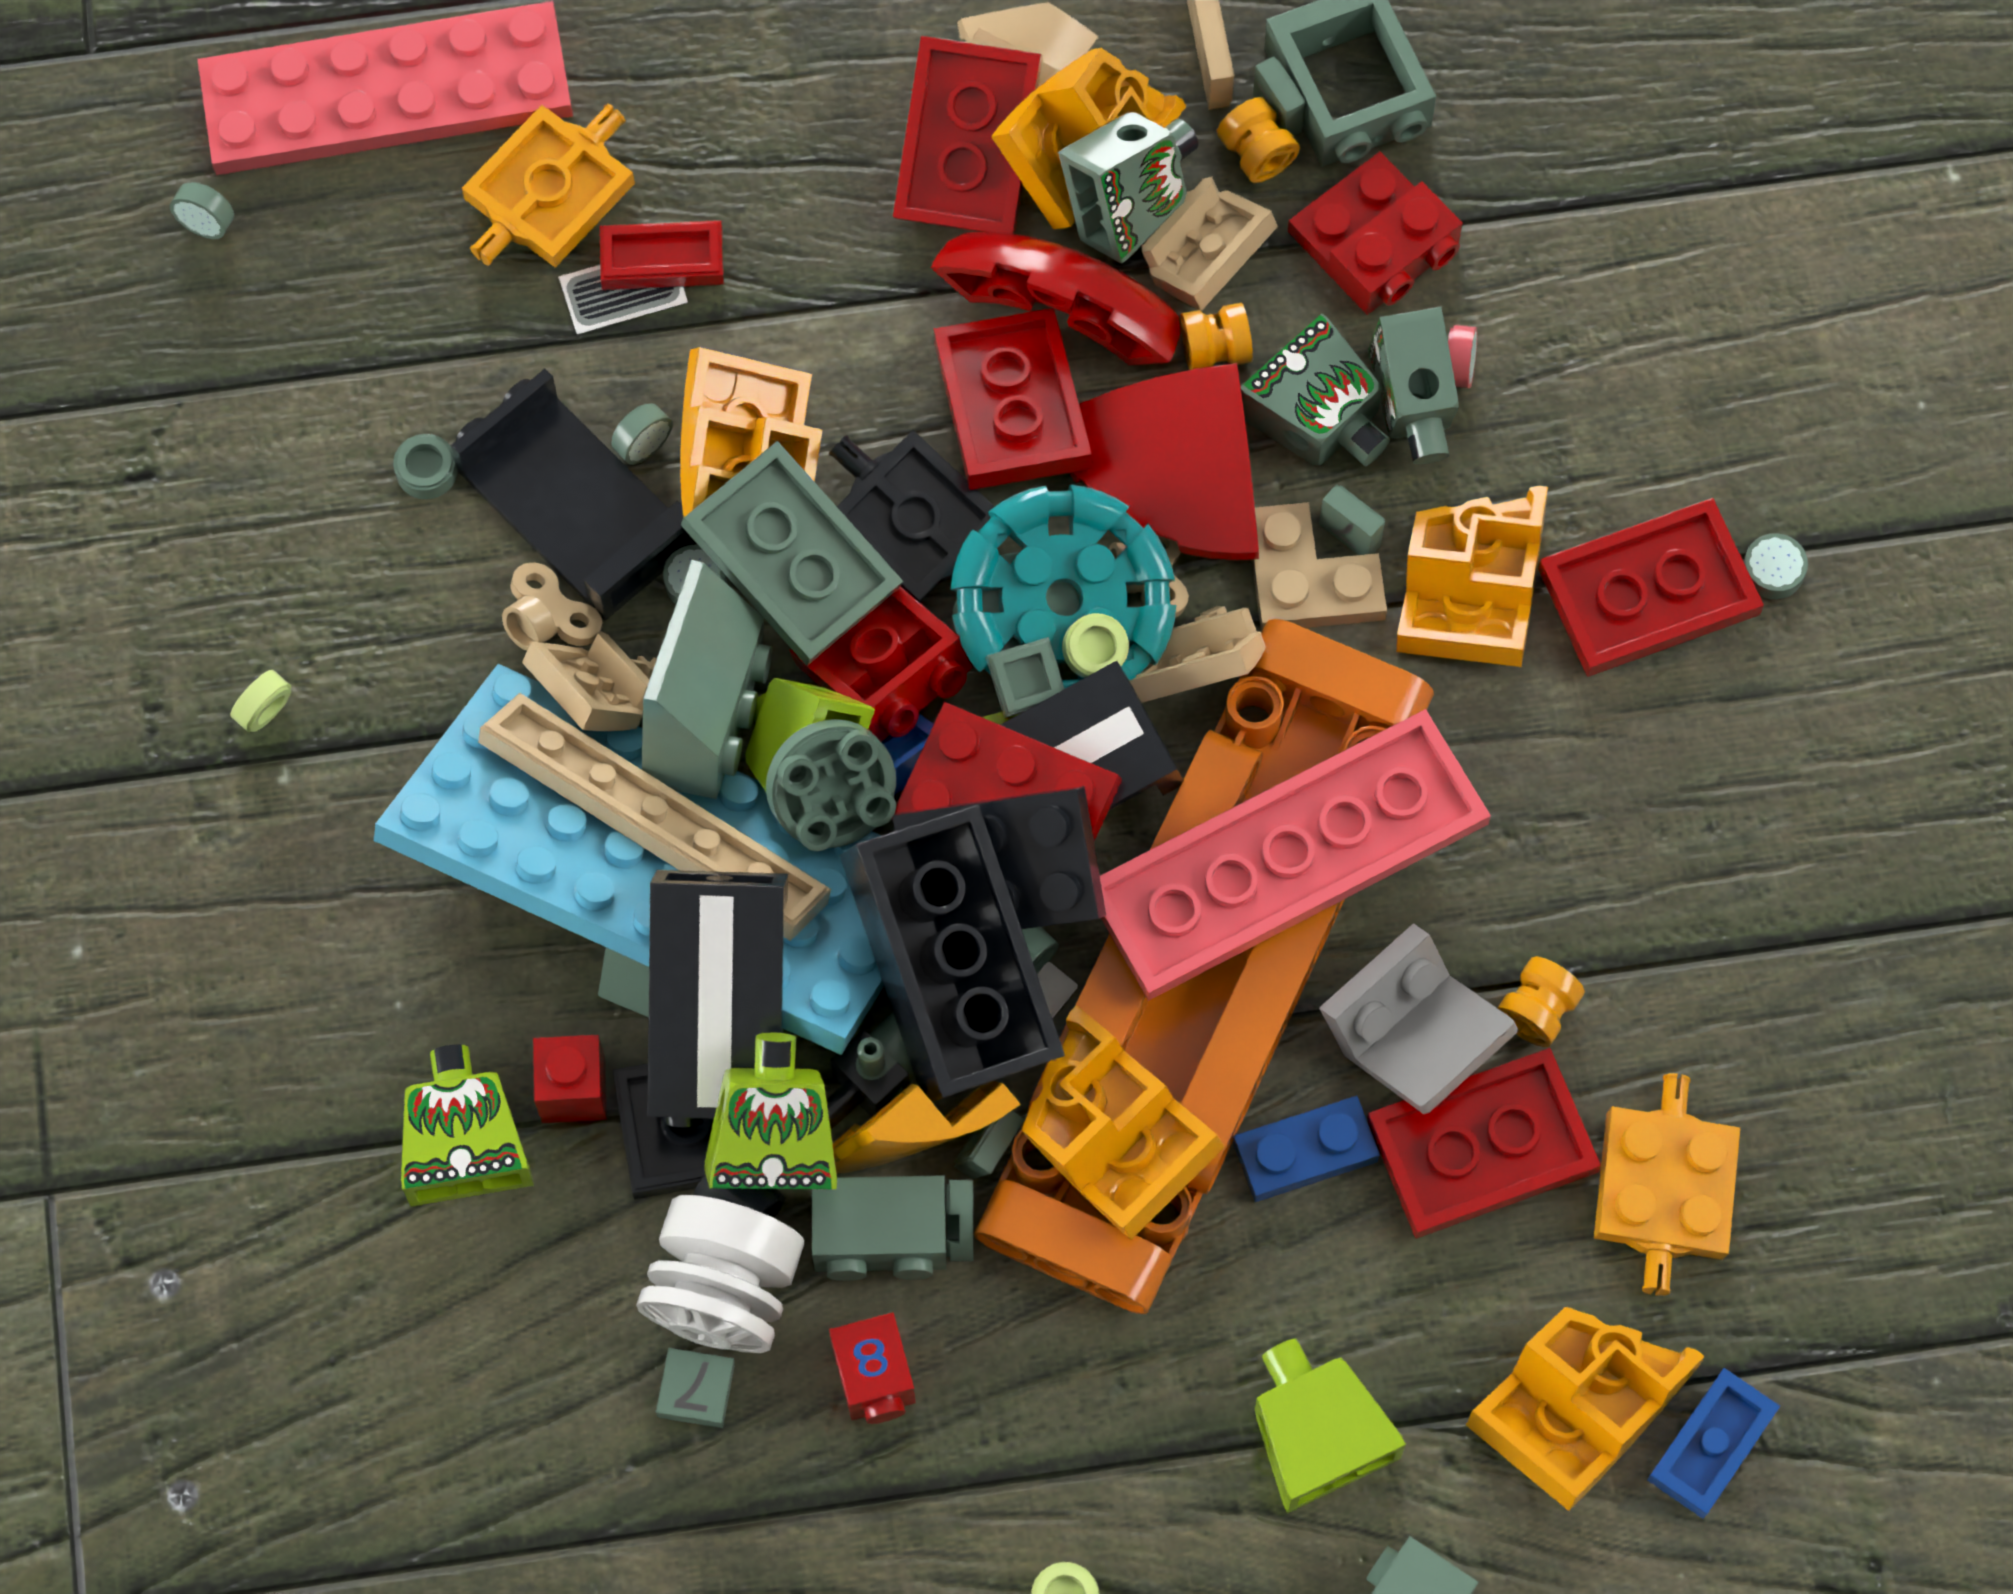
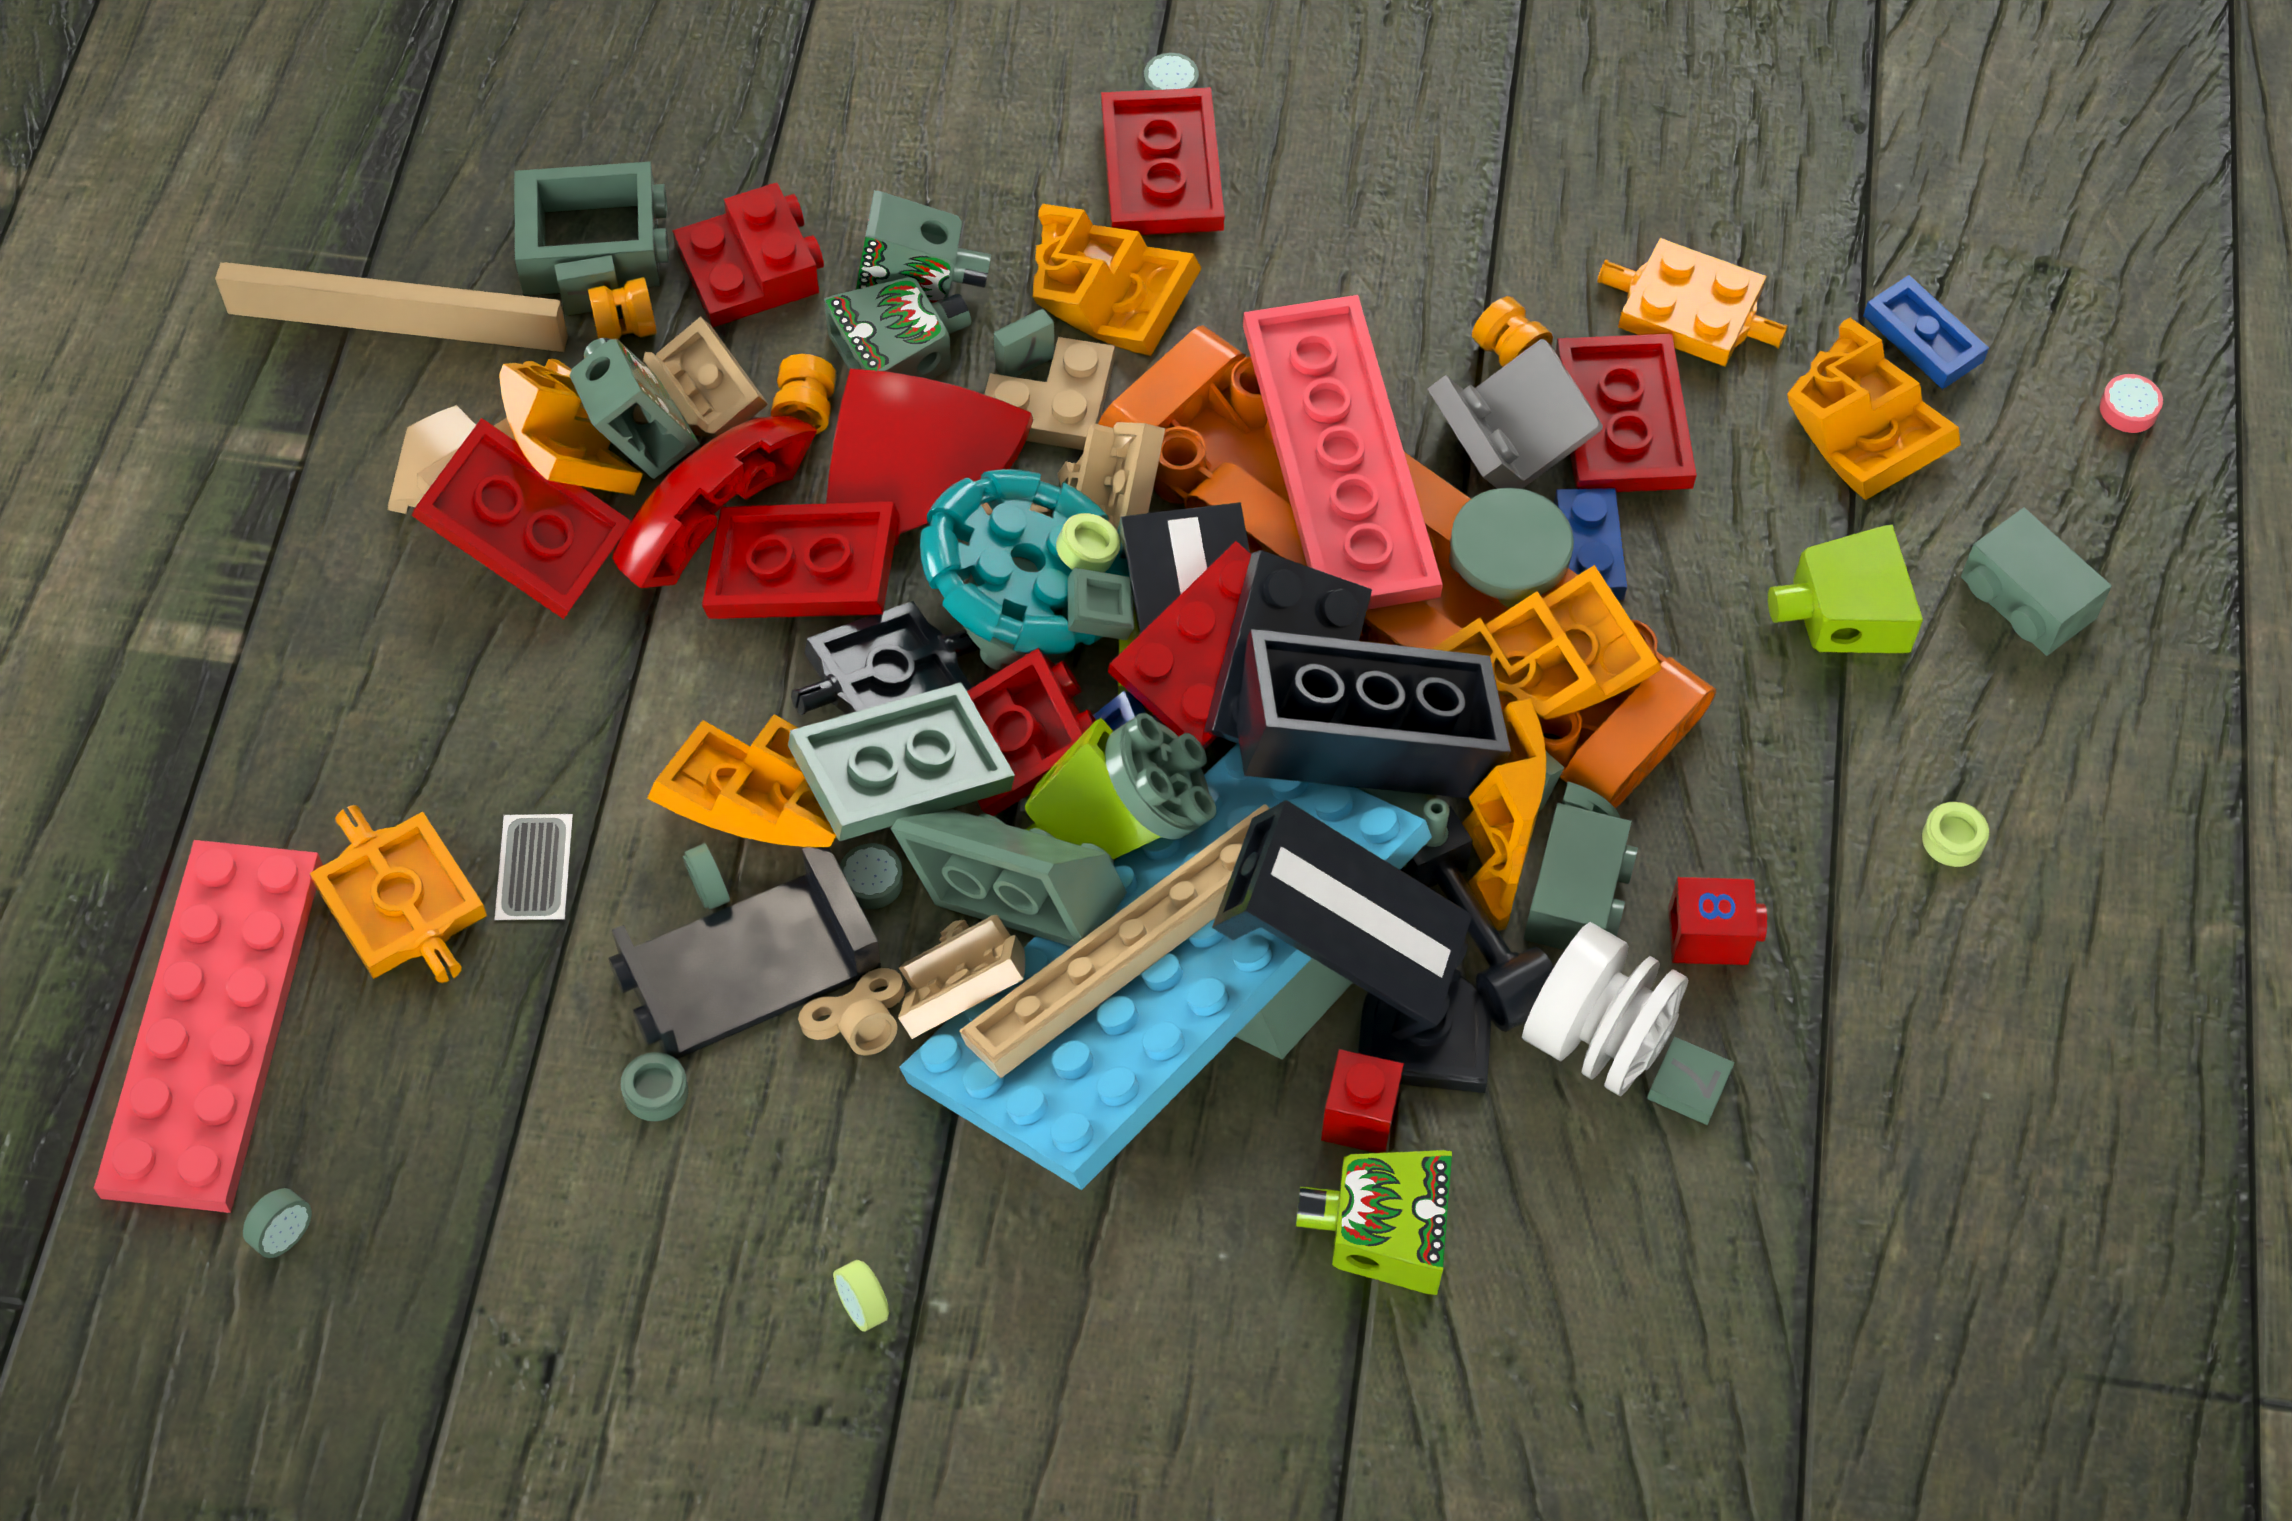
camera: 75 degrees left, 10 degrees down
(661, 255) = (516, 818): red tile -> none
(771, 1124) = (1488, 910): torso -> none
(1230, 1051) = (1511, 544): none -> sand green tile

